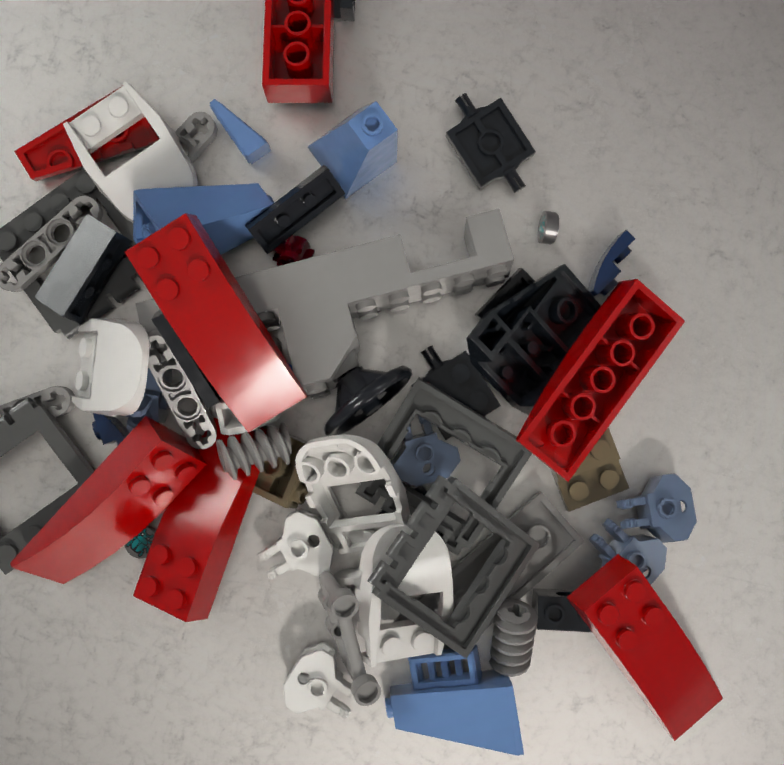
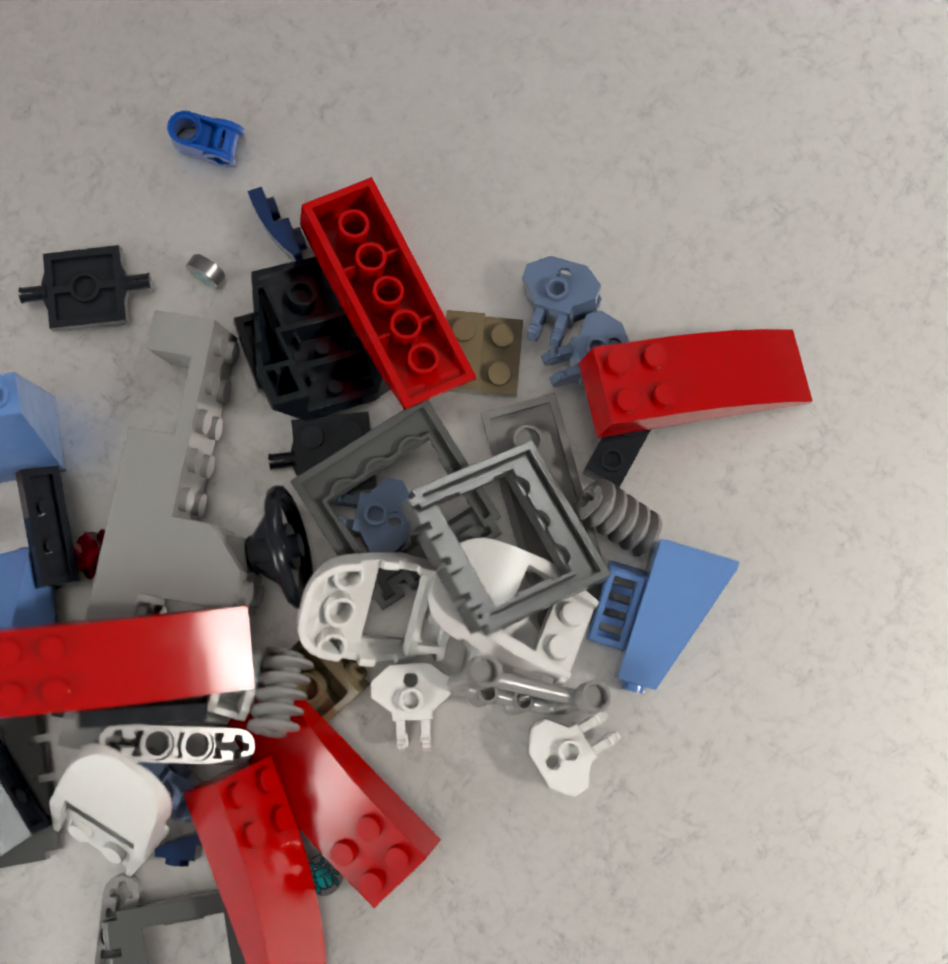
camera: 65 degrees left, 5 degrees down
(652, 178) = (213, 140): none -> blue piece

